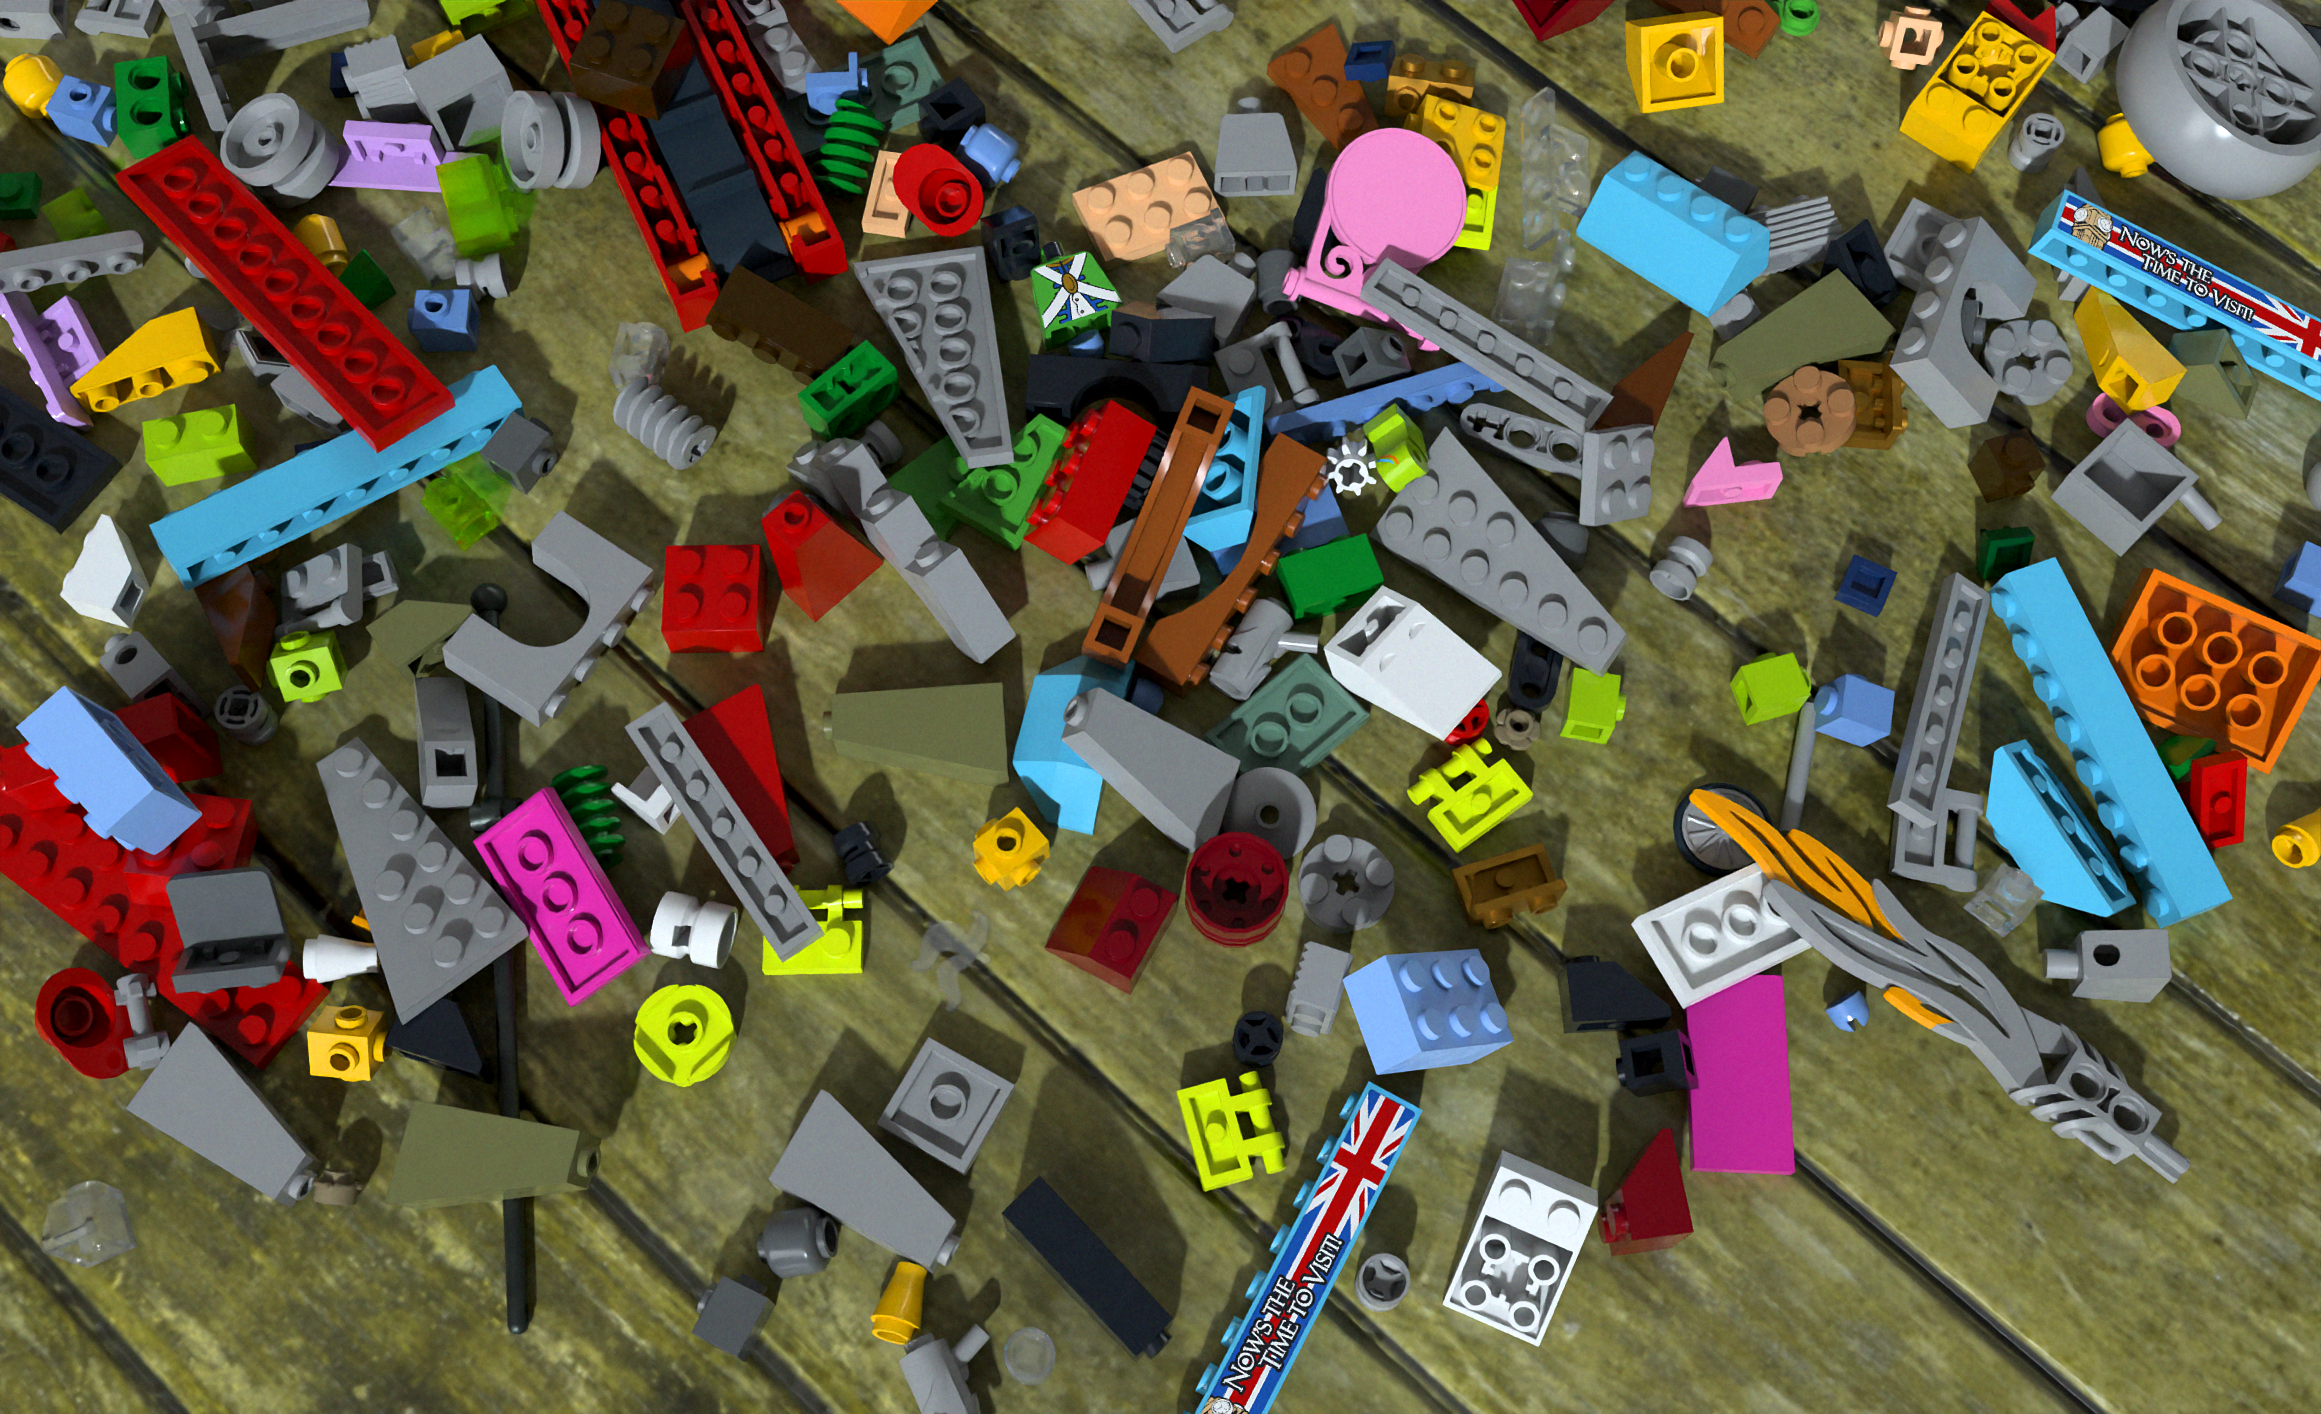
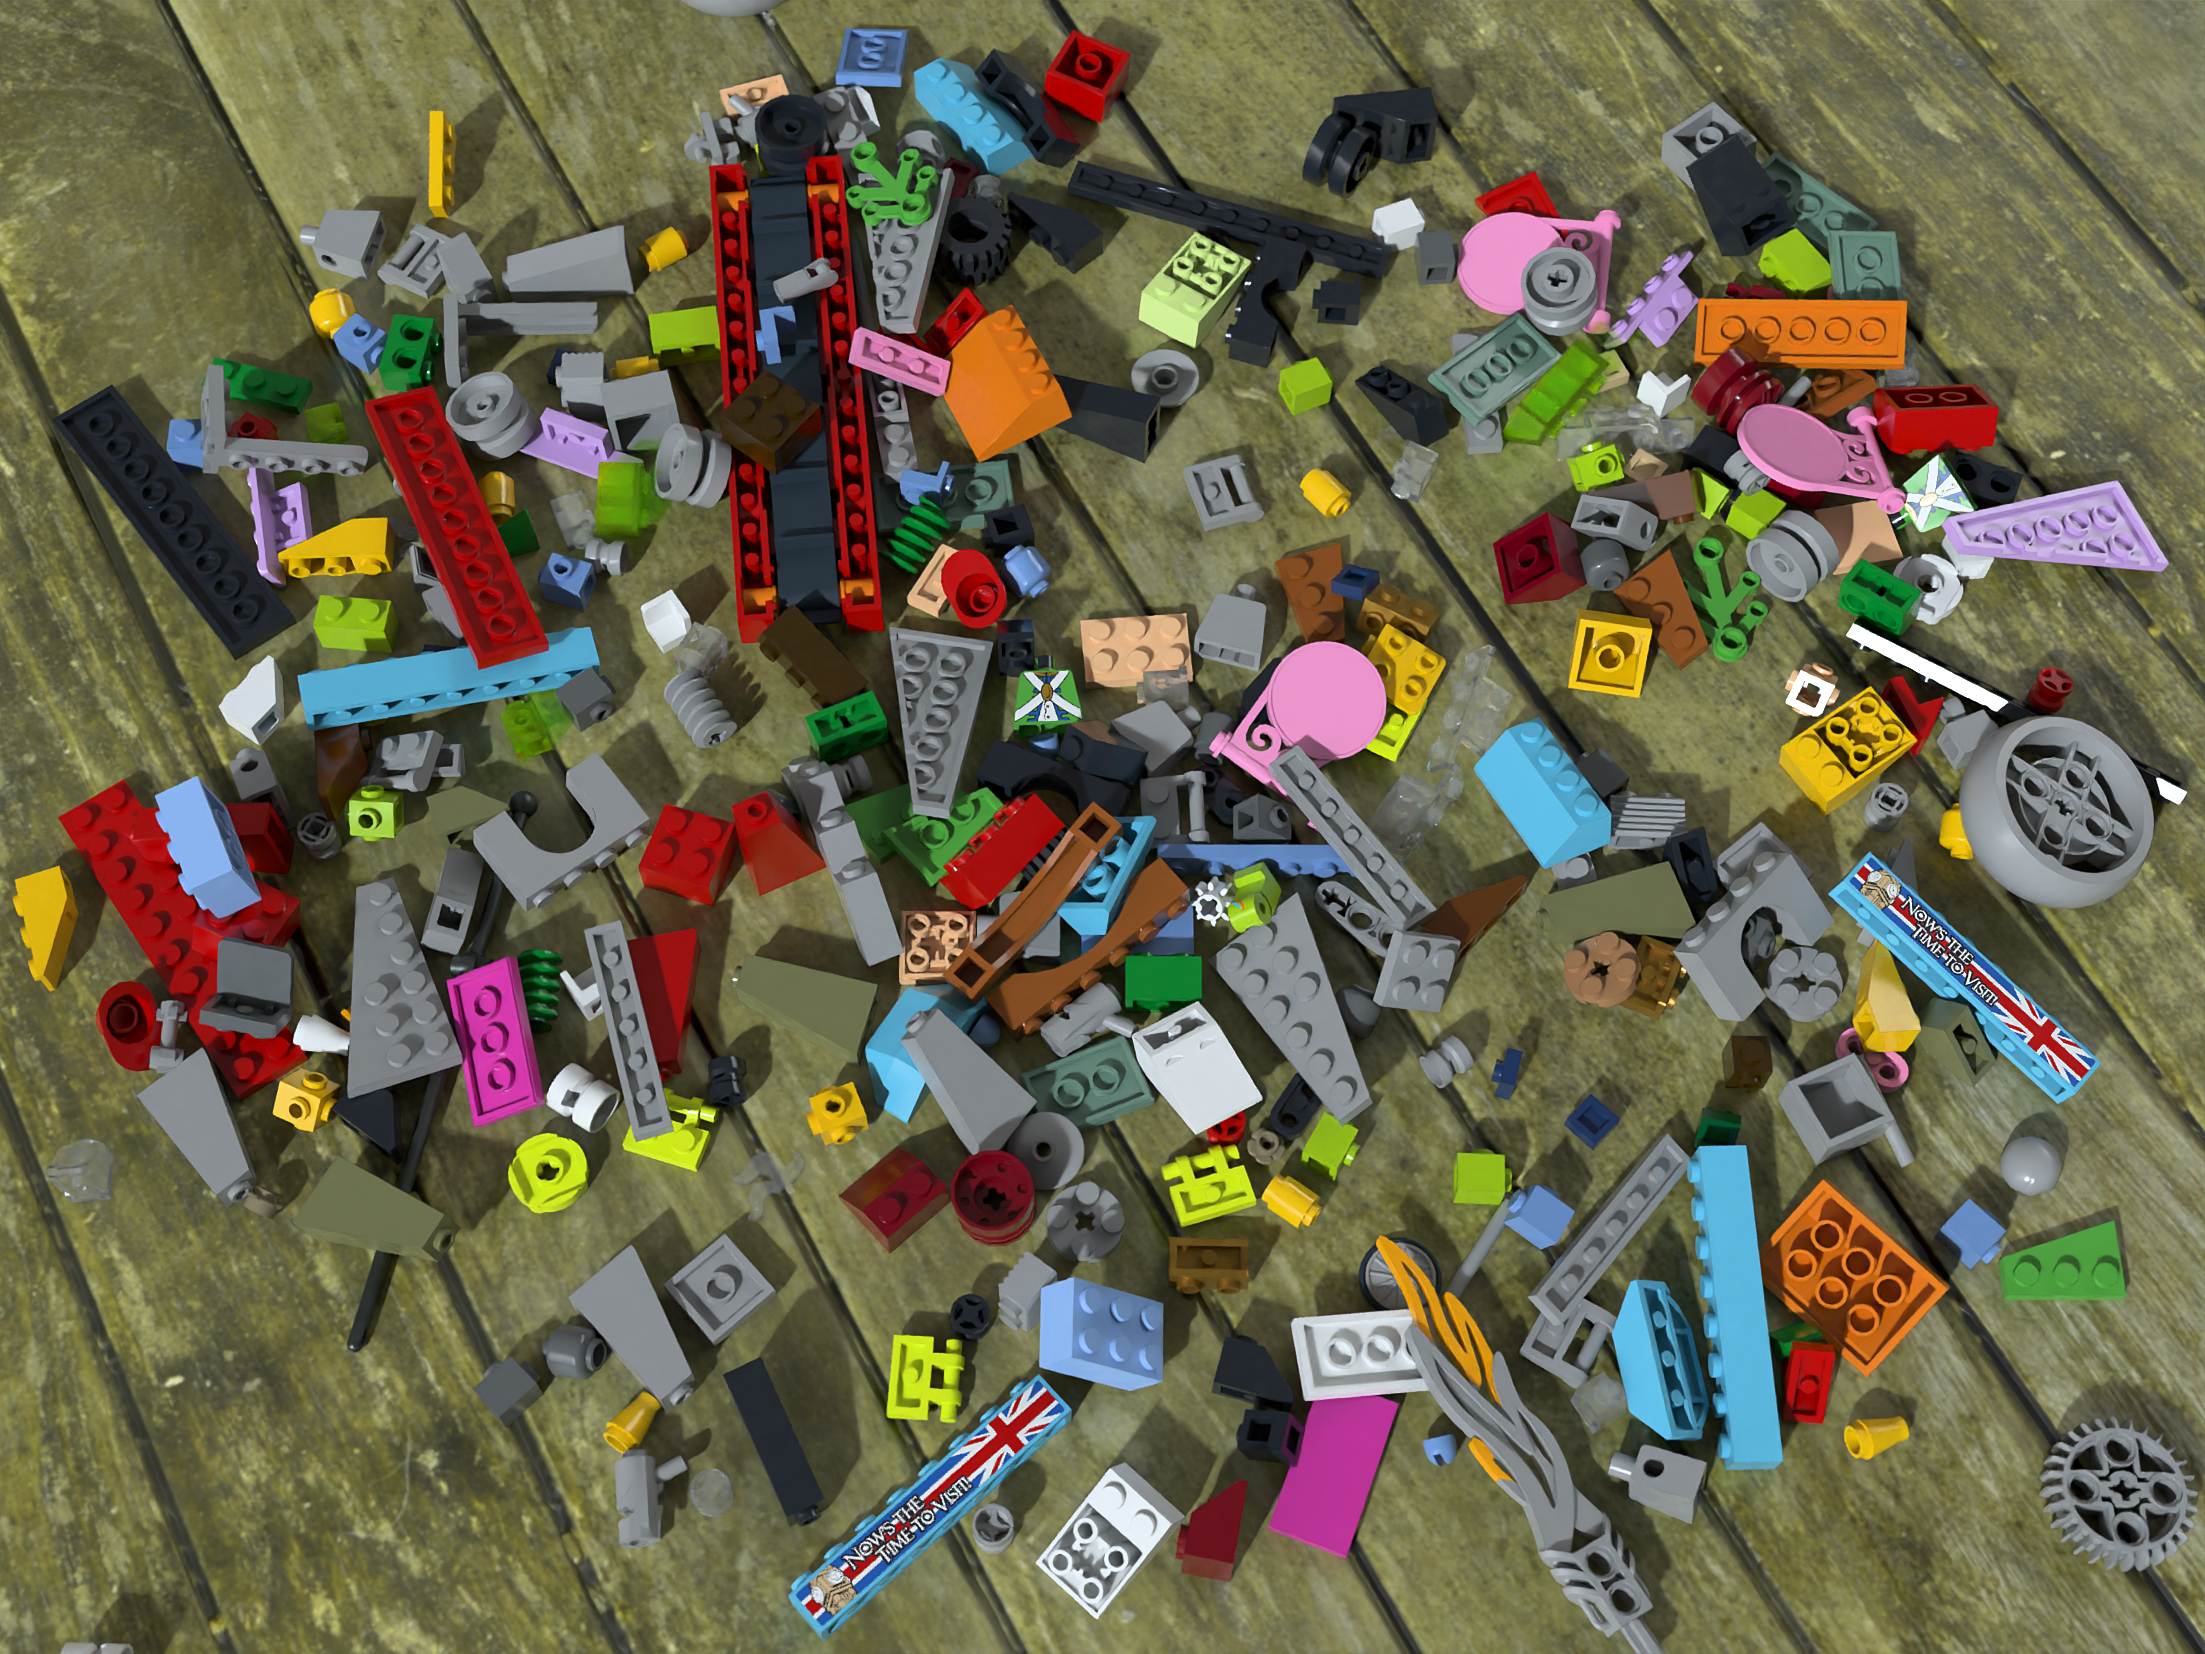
camera: 20 degrees right, 5 degrees down
(584, 332) = (666, 620): none -> white panel
(1048, 616) = (932, 944): none -> light nougat tile
(1573, 782) = (1292, 1201): none -> yellow brick
(1724, 483) = (1505, 1004): bright pink slope -> none
(1753, 560) = (1506, 1073): none -> dark blue plate

